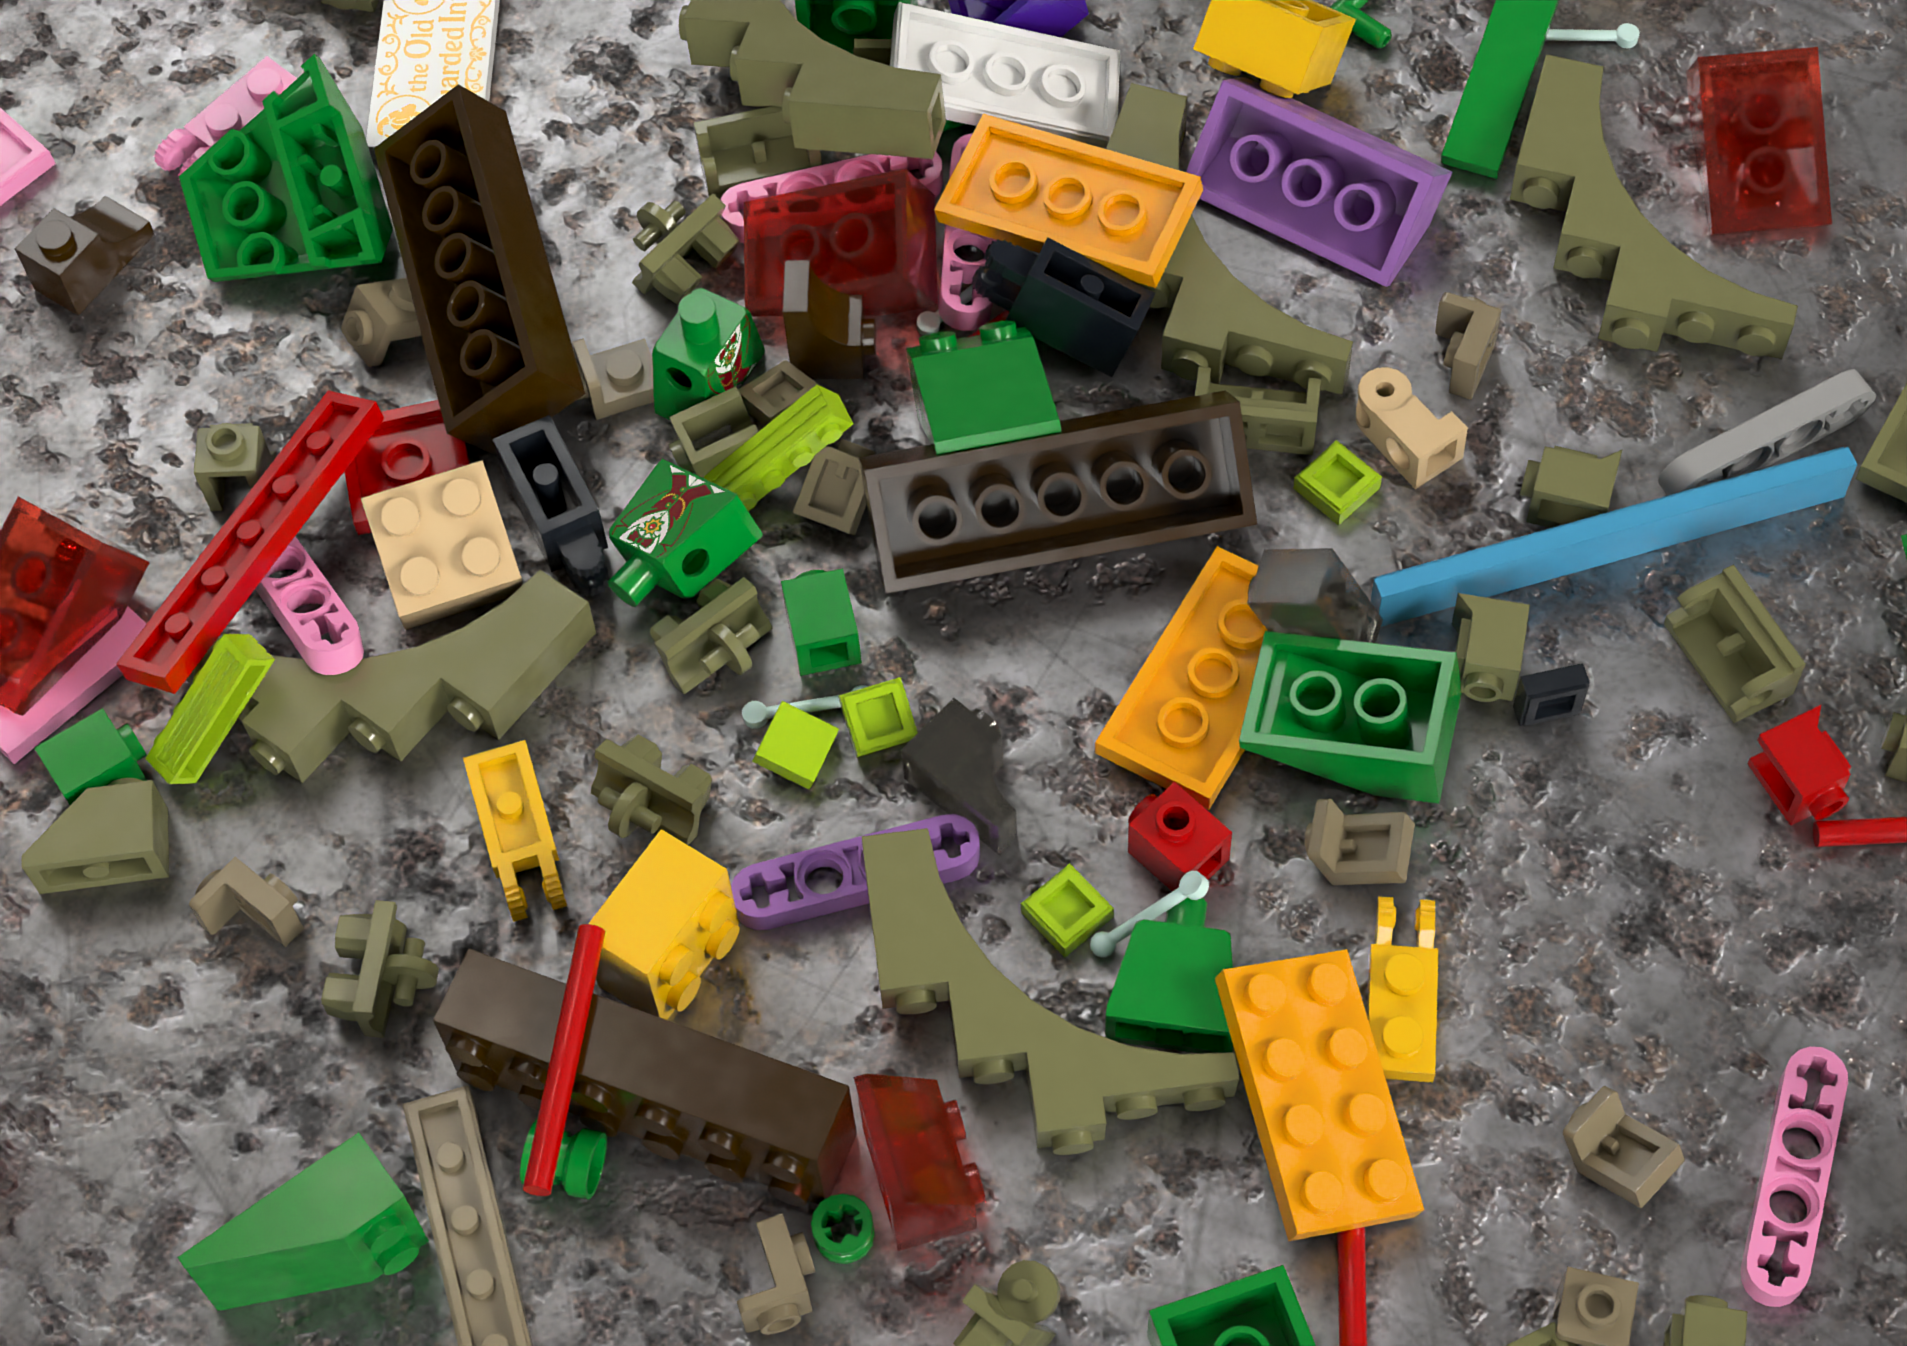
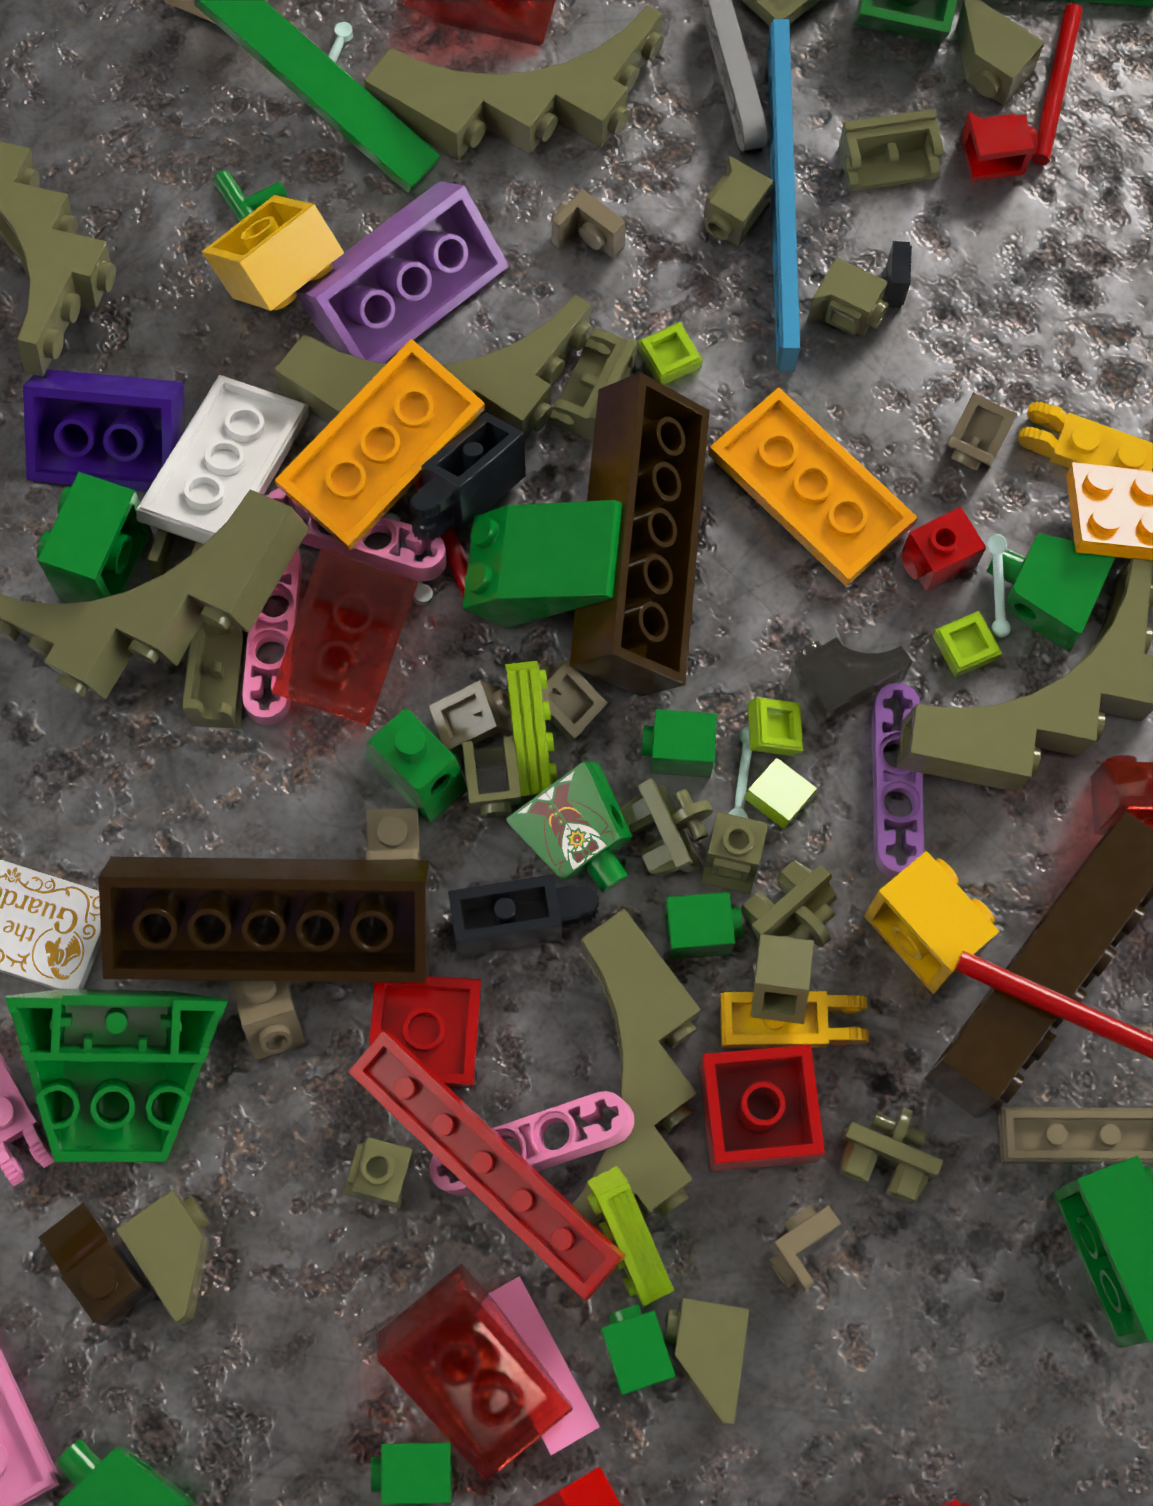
camera: 80 degrees left, 10 degrees up
(108, 309) = (170, 1251): none -> olive slope
(390, 808) = (761, 1108): none -> red brick
(442, 545) = (530, 1011): tan brick -> none
(547, 782) = (782, 978): none -> olive brick
(578, 1163) = (1080, 1054): green wheel -> none
(600, 696) = (701, 925): none -> green brick
(665, 264) = (282, 762): olive hips -> none
(701, 708) = (734, 852): none -> olive window
(824, 326) = (418, 665): dark brown arch -> none
(1311, 596) = (791, 396): clear smoke arch -> none
(1355, 712) = (883, 396): green slope -> none
(1406, 428) = (645, 292): tan leg -> none

